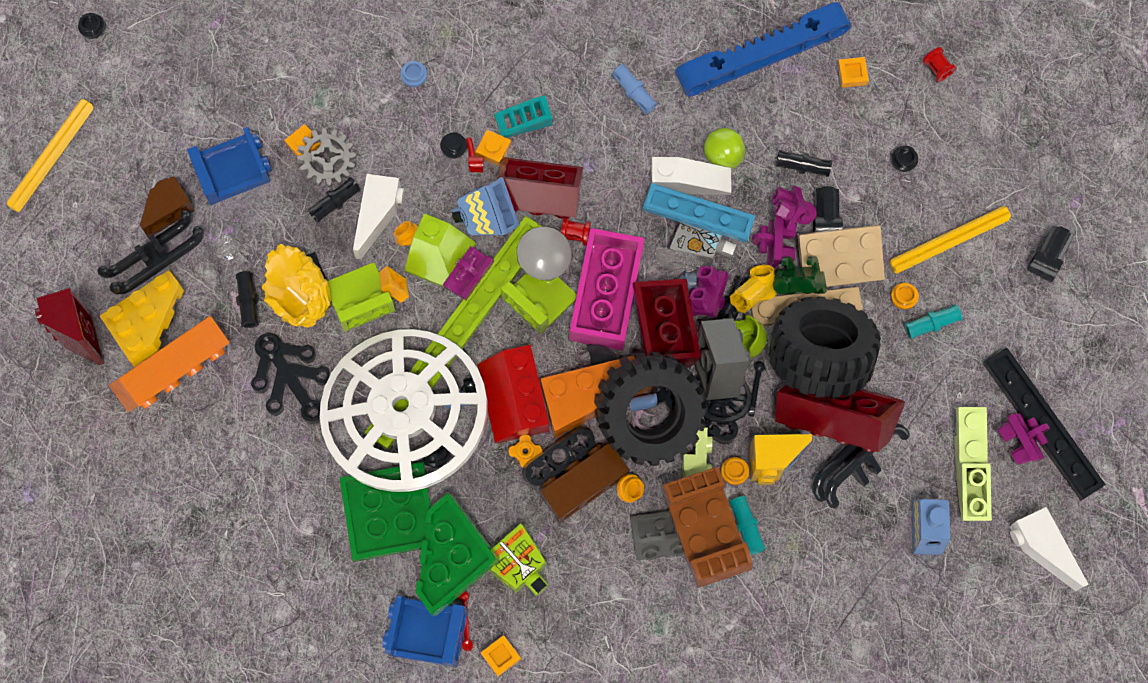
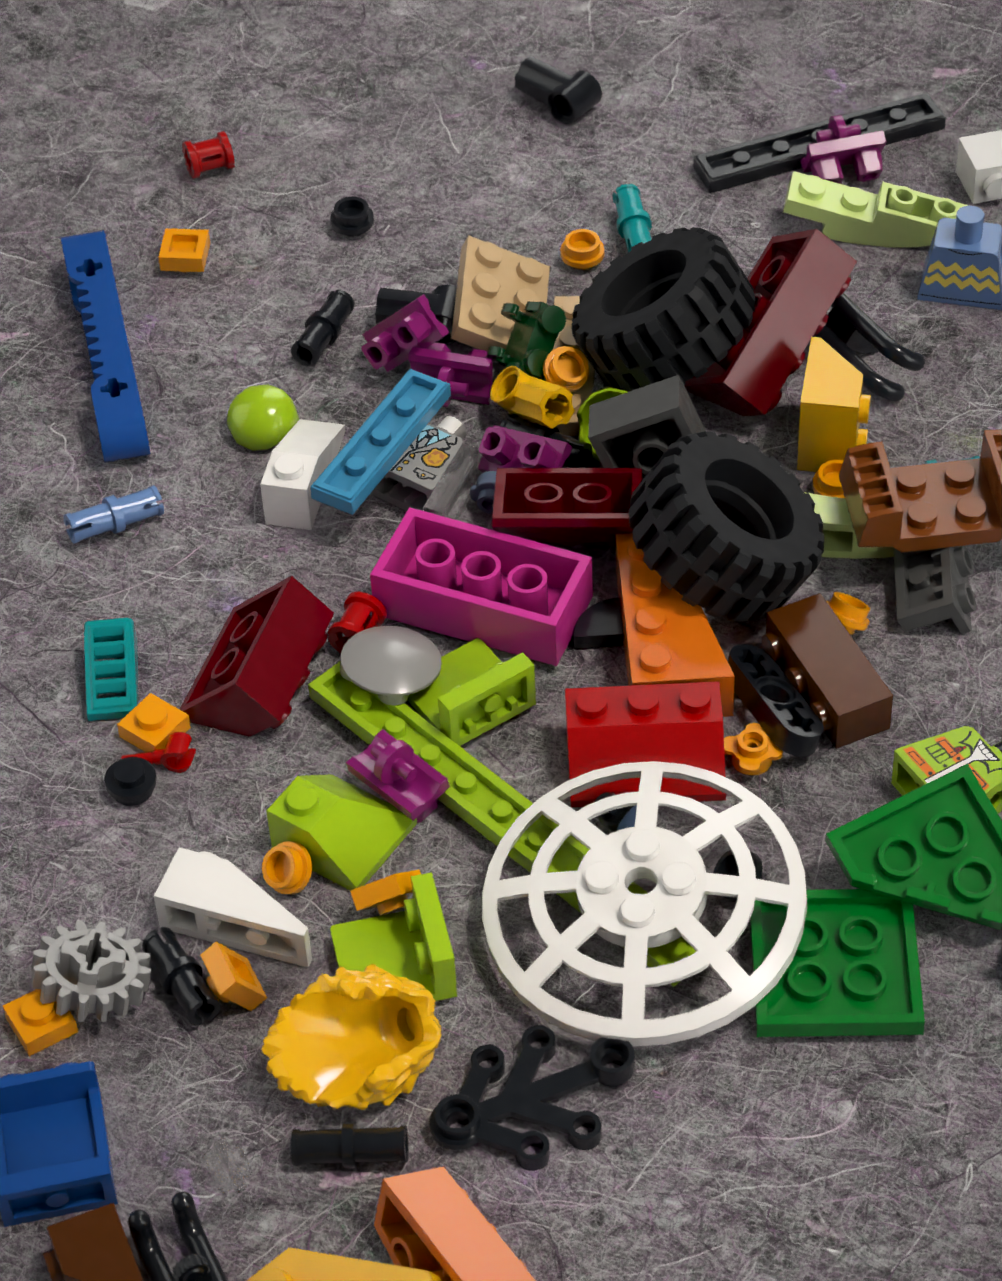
camera: 75 degrees left, 25 degrees down
(334, 223) = (232, 977): none -> light orange plate
(487, 210) = (284, 725): medium blue torso -> none
(780, 299) = (566, 368): none -> light orange plate
(950, 239) = (502, 189): yellow axle -> none

